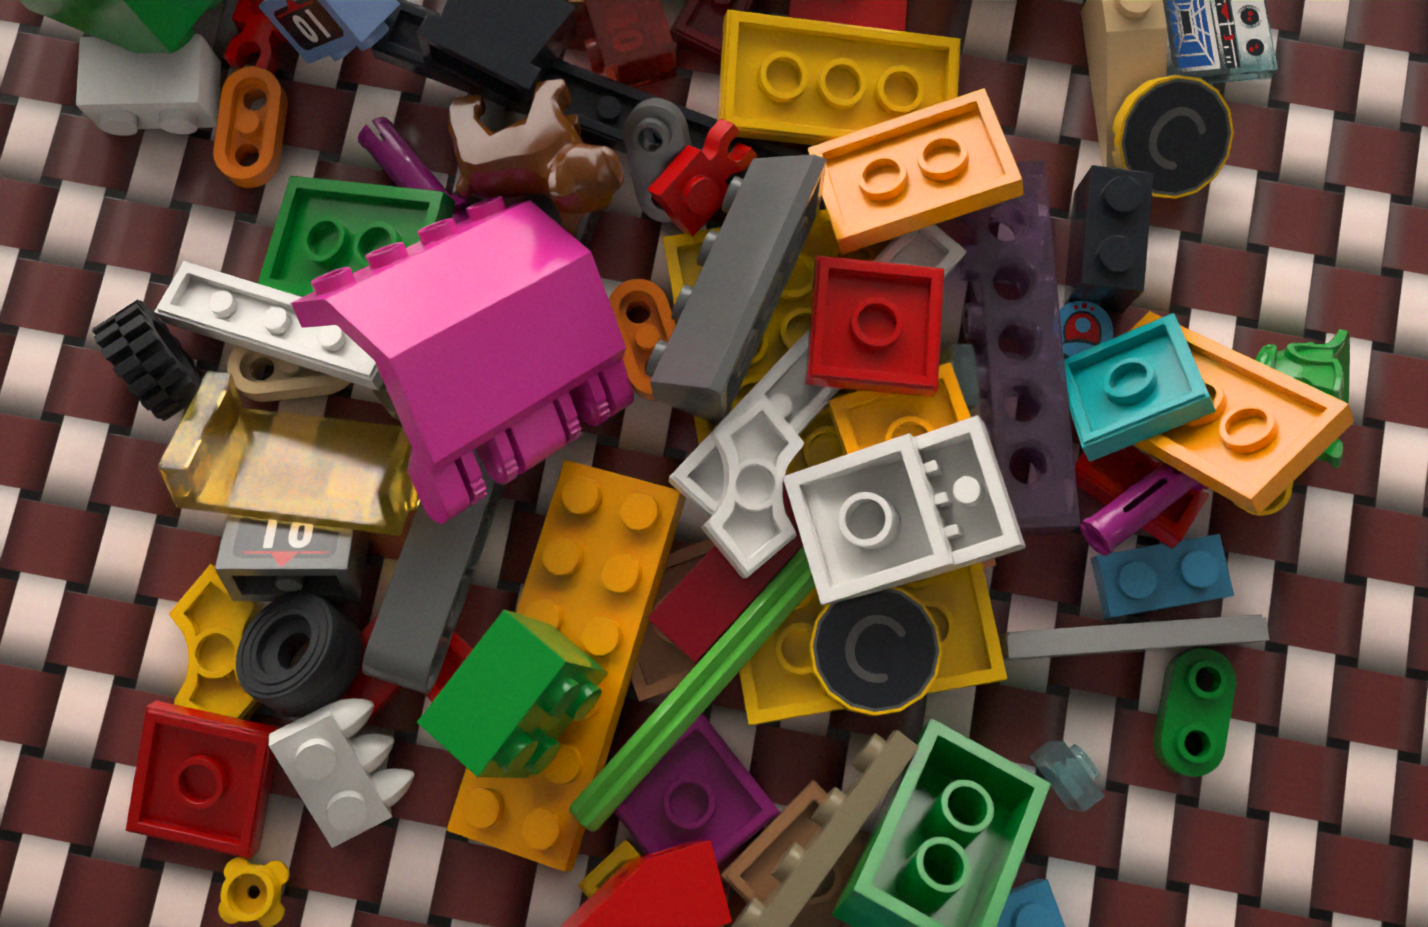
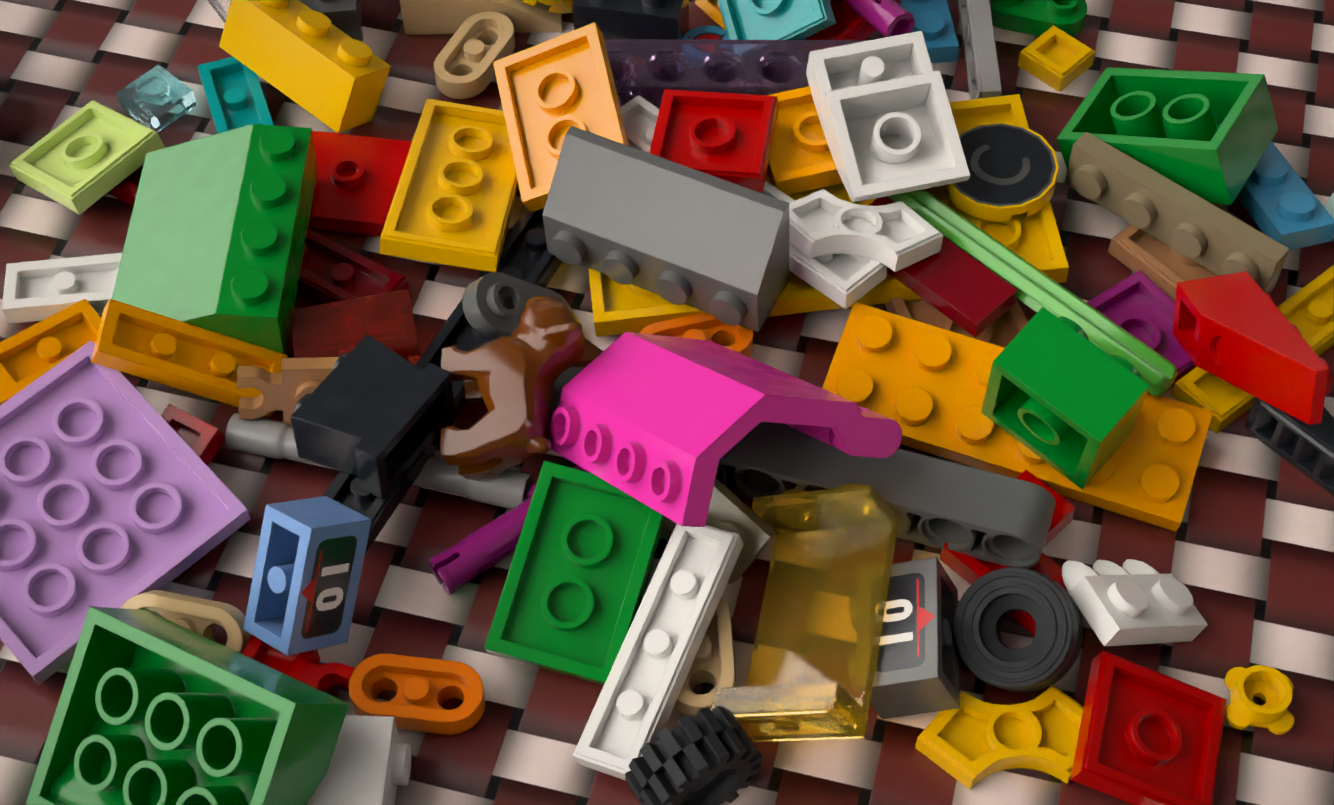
camera: 85 degrees left, 25 degrees down
(695, 181) = (547, 275): red plate -> none
(1040, 78) = (467, 59): none -> tan plate
(1069, 773) = (1086, 71): clear light blue plate -> none
(1113, 736) = (1056, 58): none -> yellow tile

